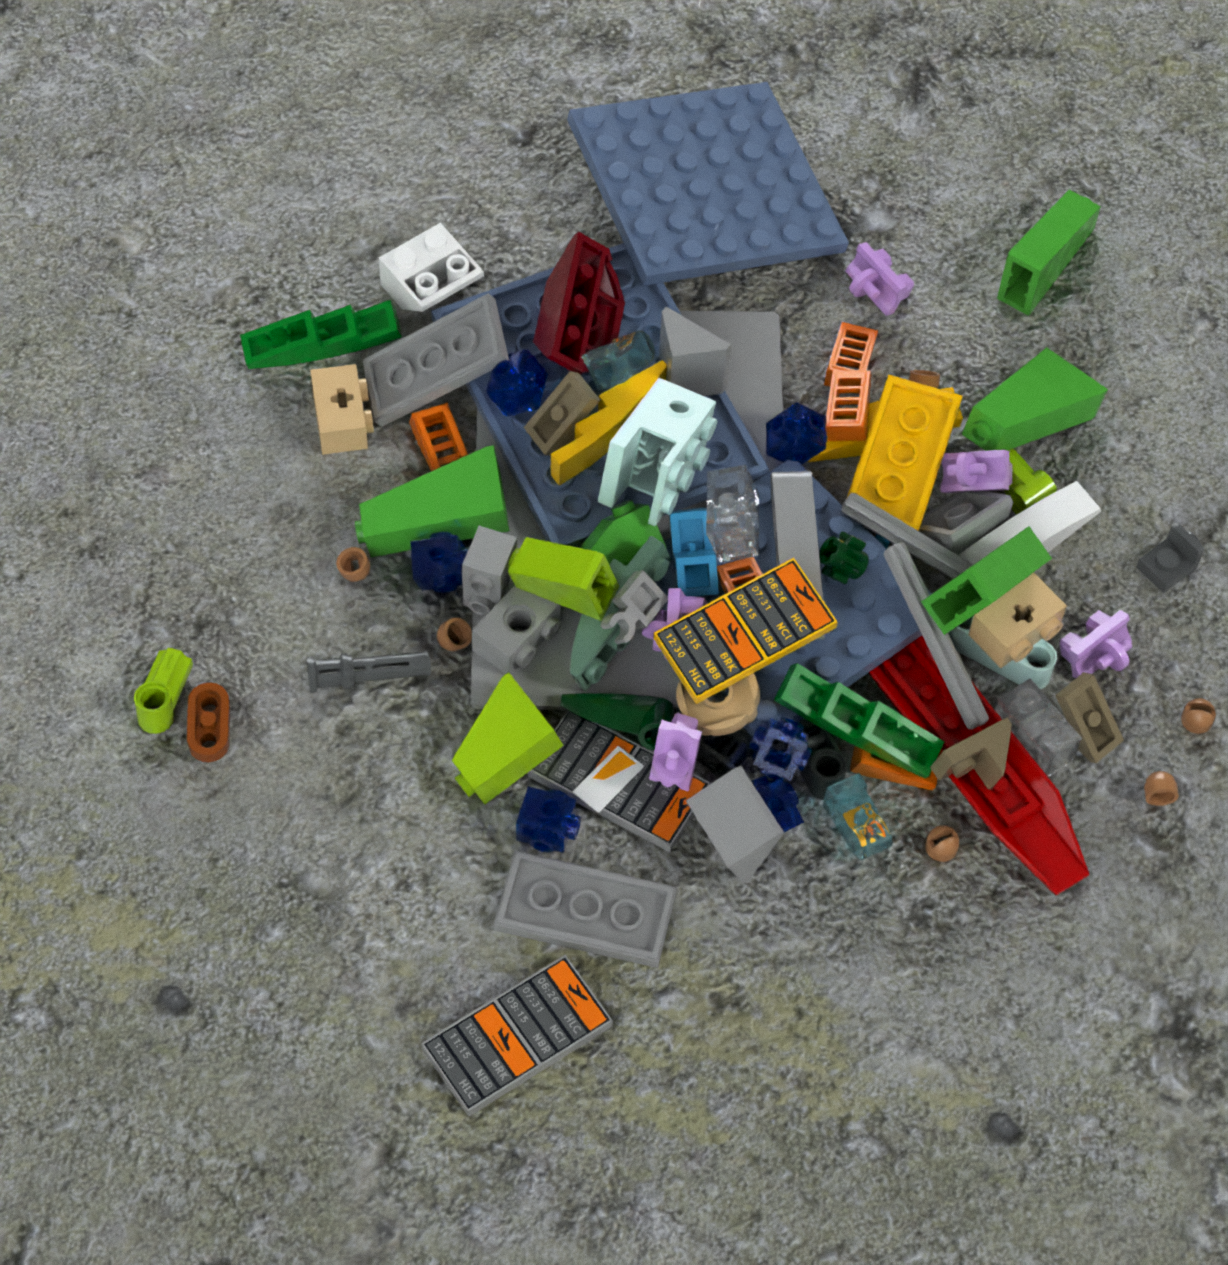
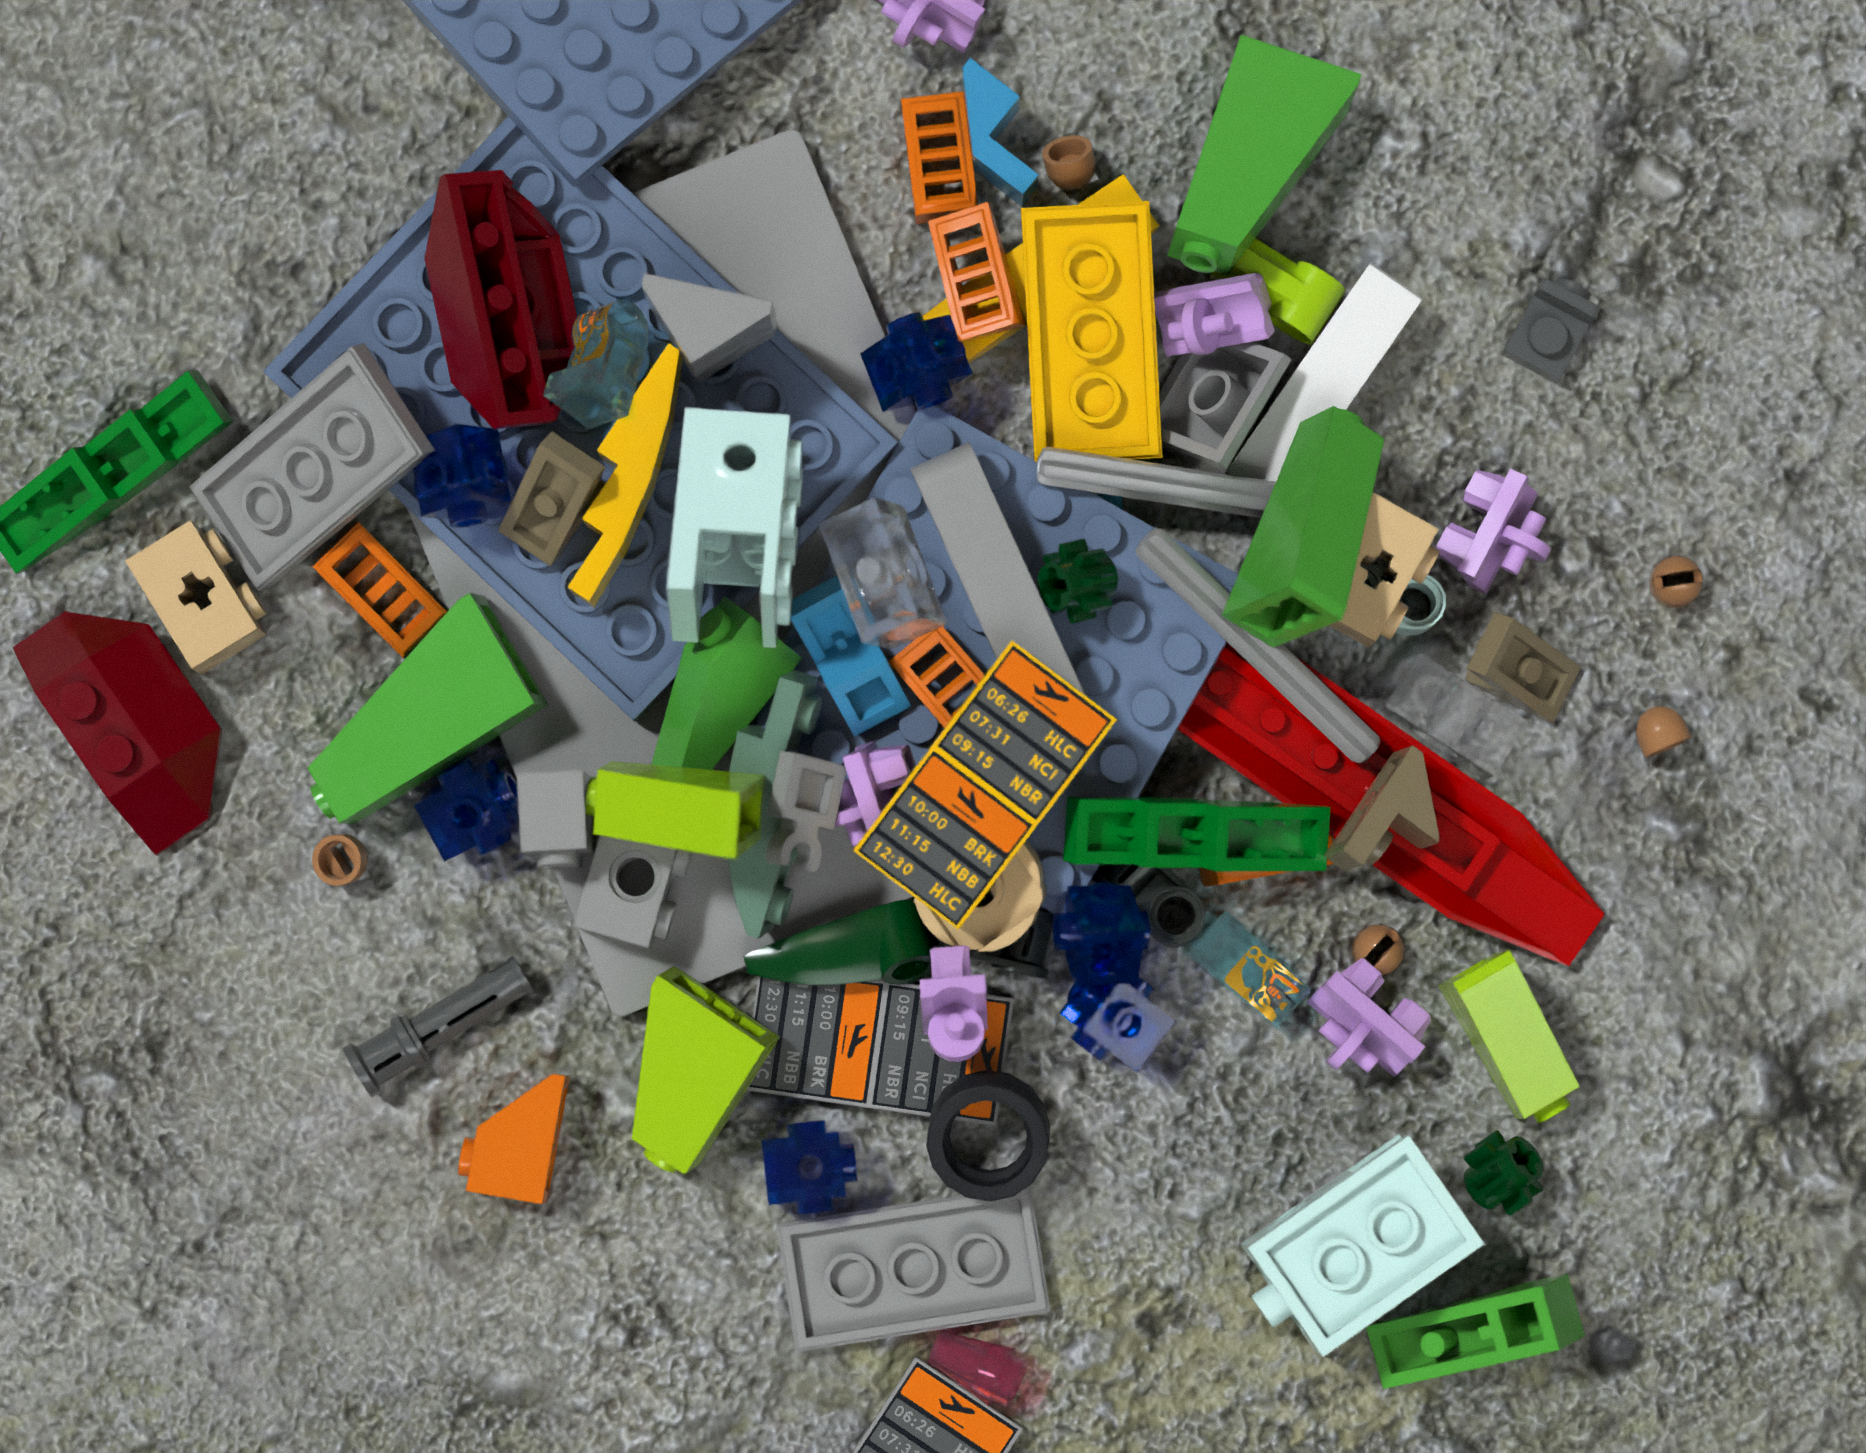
camera: 20 degrees left, 25 degrees up
(162, 689) = (154, 1179): lime piece -> none
(208, 725) = (243, 1211): dark orange plate -> none
(273, 458) = (128, 720): none -> dark red wedge
(384, 746) = (518, 1145): none -> orange slope
(427, 270) = (227, 293): white slope -> none
(454, 629) = (542, 900): medium nougat hinge -> none
(604, 977) = (981, 1367): none -> clear pink cone
(608, 779) = (864, 1057): white sticker -> none
(644, 817) = (978, 1182): none -> black tyre
(736, 822) = (1080, 1076): light grey slope -> none
(866, 985) = (1359, 1245): none -> light aqua torso
(888, 345) = (988, 111): none -> dark azure slope
(917, 875) = (1364, 1029): none -> lavender hips
(922, 1073) = (1477, 1332): none -> bright green slope
(972, 987) = (1503, 1173): none -> dark green gear
(1006, 906) = (1511, 1036): none -> lime slope

